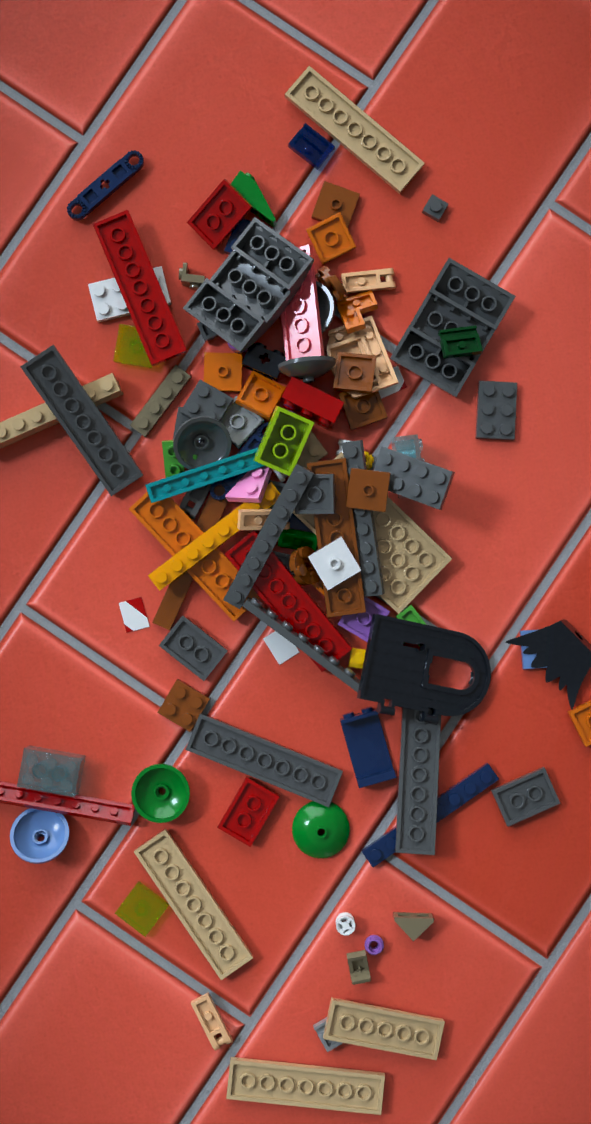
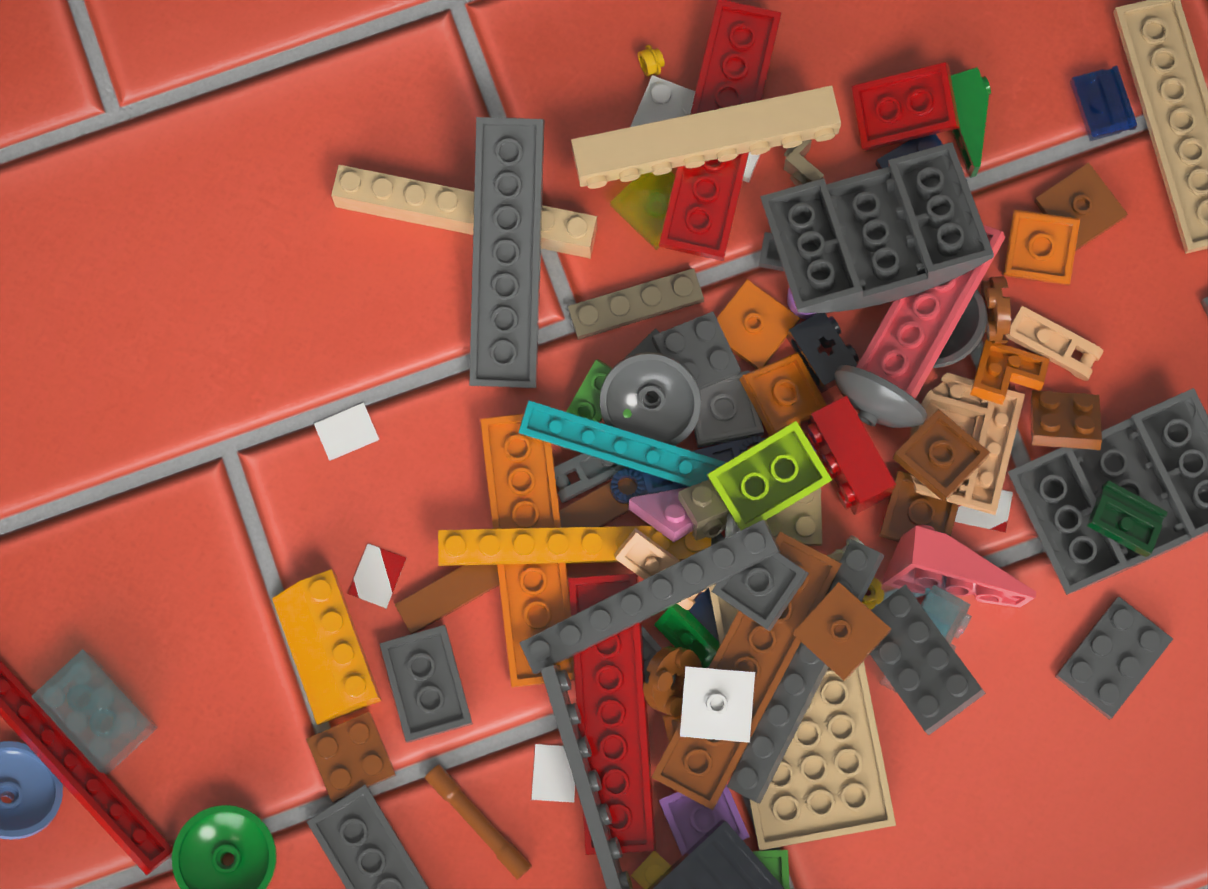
camera: 40 degrees right, 10 degrees down
(69, 558) = (346, 431): none -> white sticker
(82, 277) = (651, 60): none -> yellow plate
(135, 664) = (326, 647): none -> light orange slope
(136, 297) = (706, 137): none -> tan brick
(241, 688) = (504, 850): none -> dark orange piece
(263, 477) = (704, 509): none -> dark tan bracket
(387, 423) = (937, 559): none -> coral wedge
(399, 314) = (1066, 420): none -> dark orange plate

